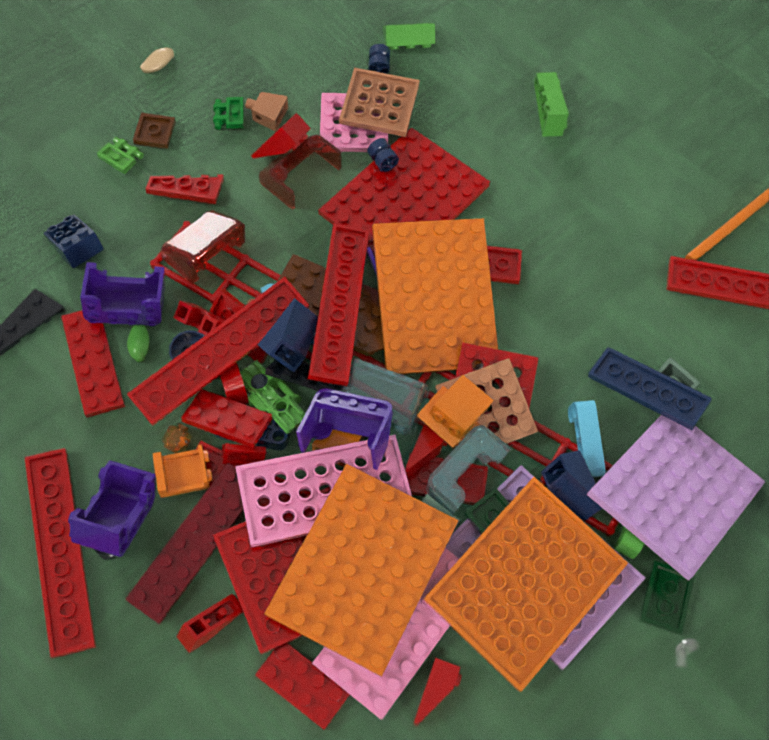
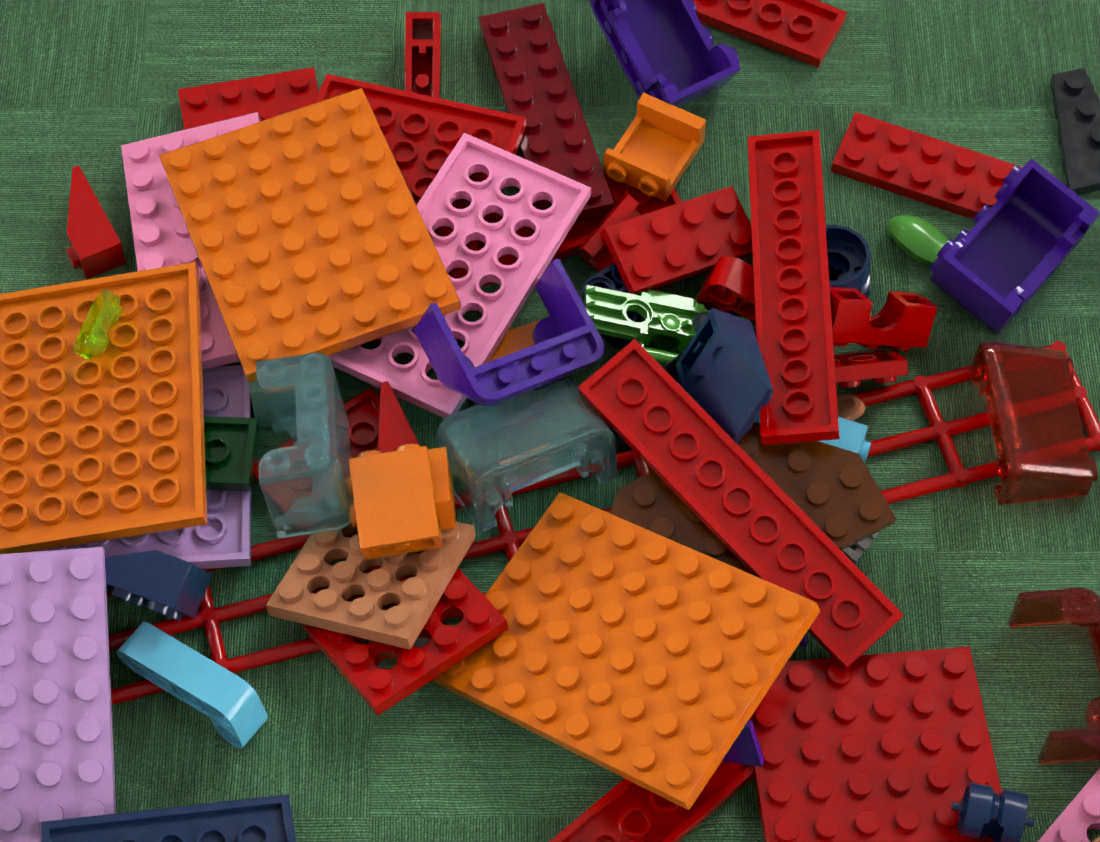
camera: 135 degrees right, 5 degrees down
(176, 438) = (713, 176): clear orange head -> none
(494, 606) = (102, 315): none -> clear neon green plate

